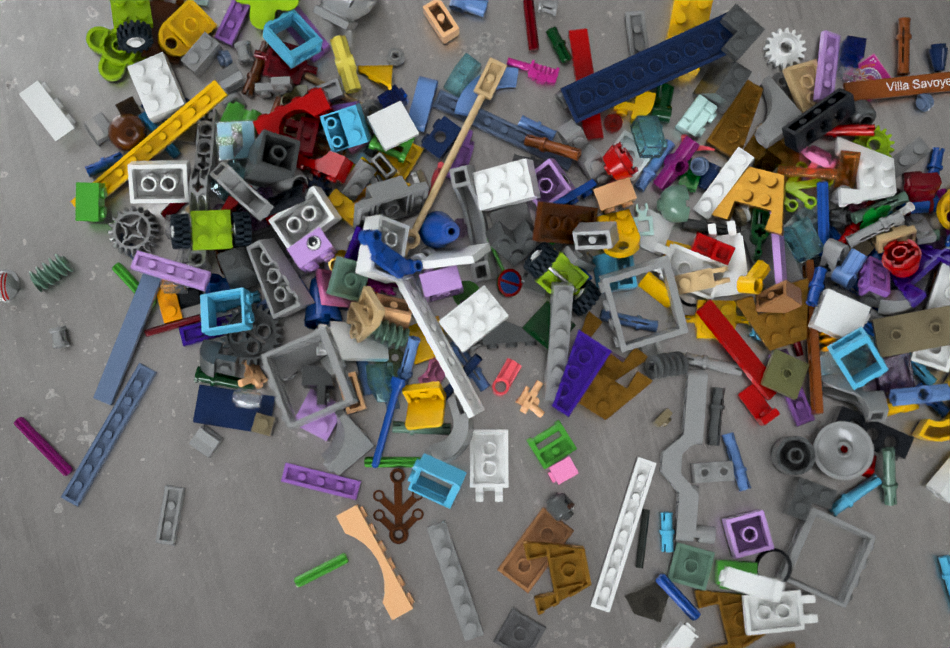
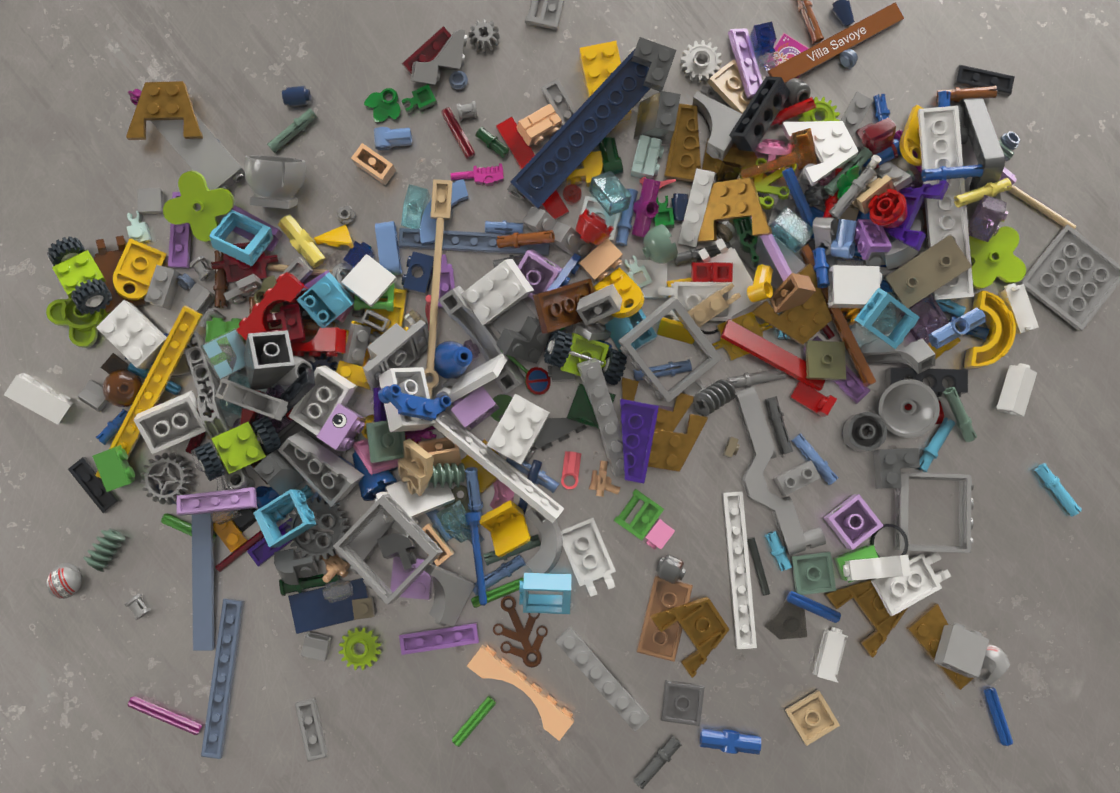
camera: 20 degrees left, 0 degrees up
(64, 209) = (93, 485): none -> black tile
(235, 459) = (351, 653): none -> lime gear
(403, 445) = (500, 573): none -> medium blue pin
(609, 46) = (539, 125): none -> light nougat brick
(699, 166) = (668, 201): sand blue plate -> none

